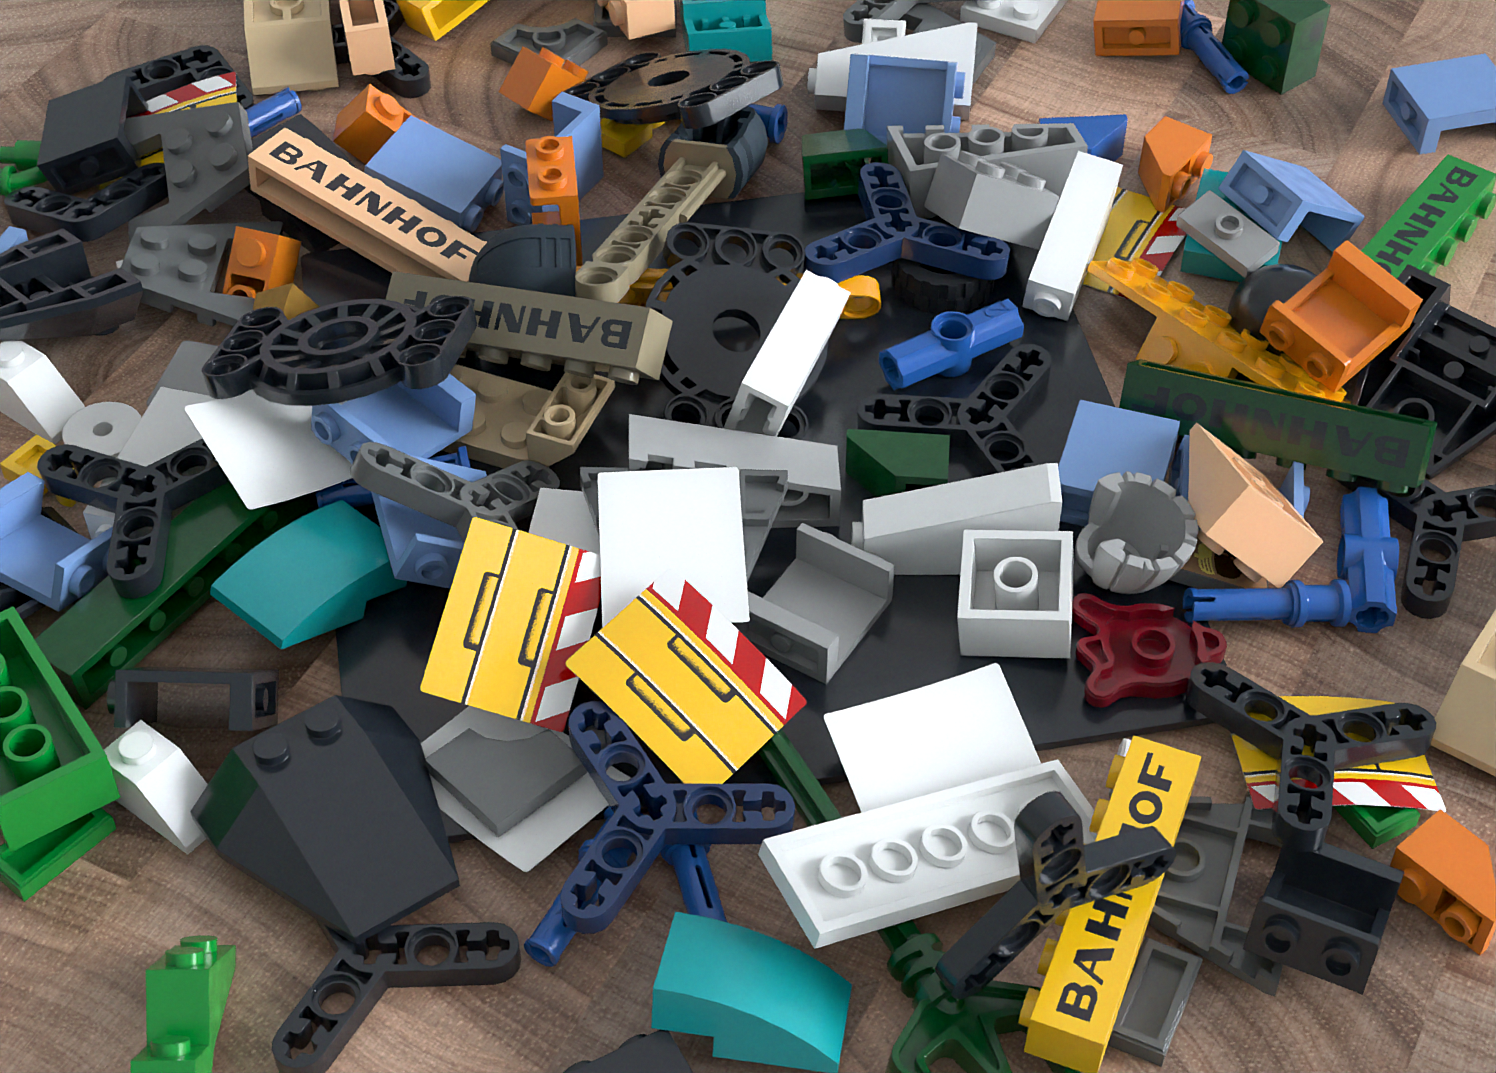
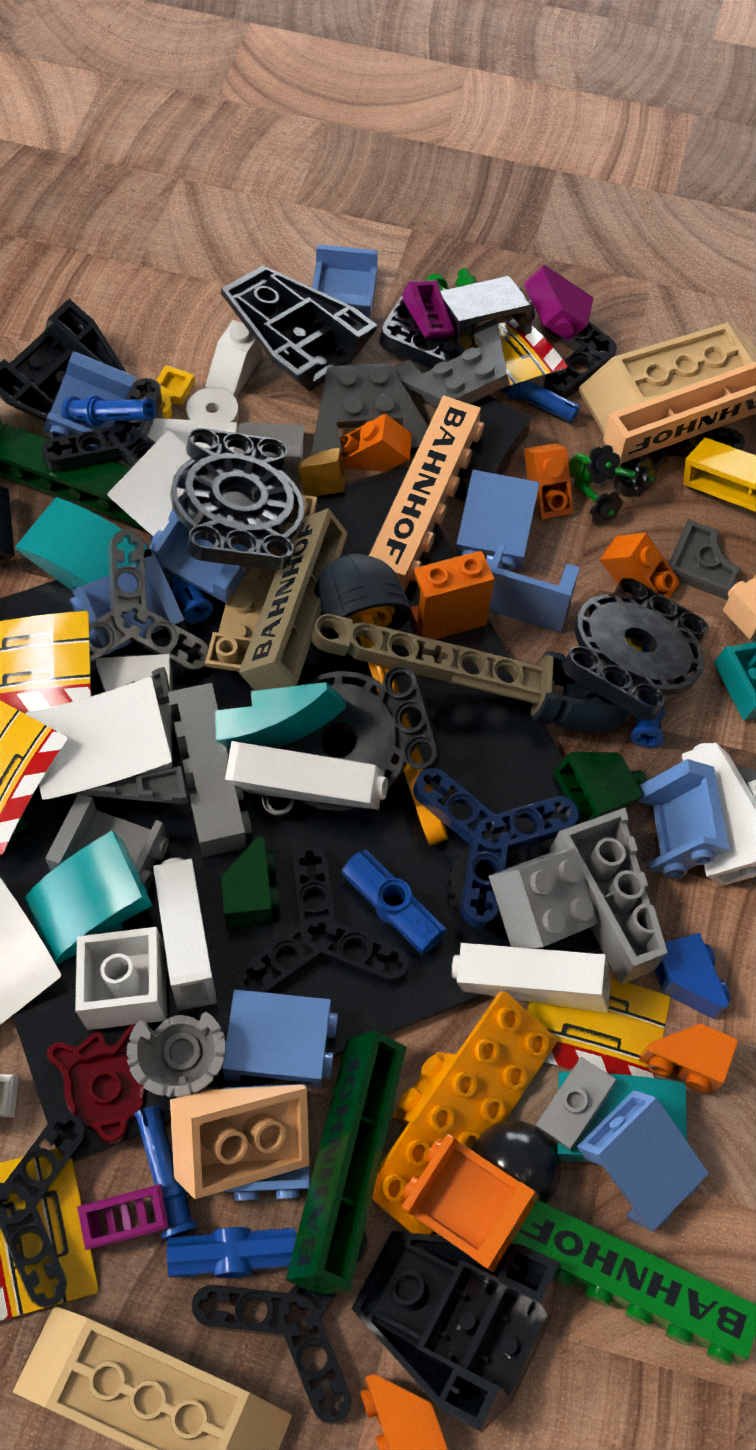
camera: 75 degrees right, 15 degrees up
(56, 178) = (430, 292): none -> magenta slope
(79, 512) = (97, 410): none -> blue pin
(139, 52) = (559, 302): none -> magenta slope
(412, 58) = (603, 465): none -> black plant
(708, 350) = (279, 715): none -> teal slope
(893, 610) = (87, 896): none -> teal slope
(1324, 676) = (91, 1223): none -> magenta slope

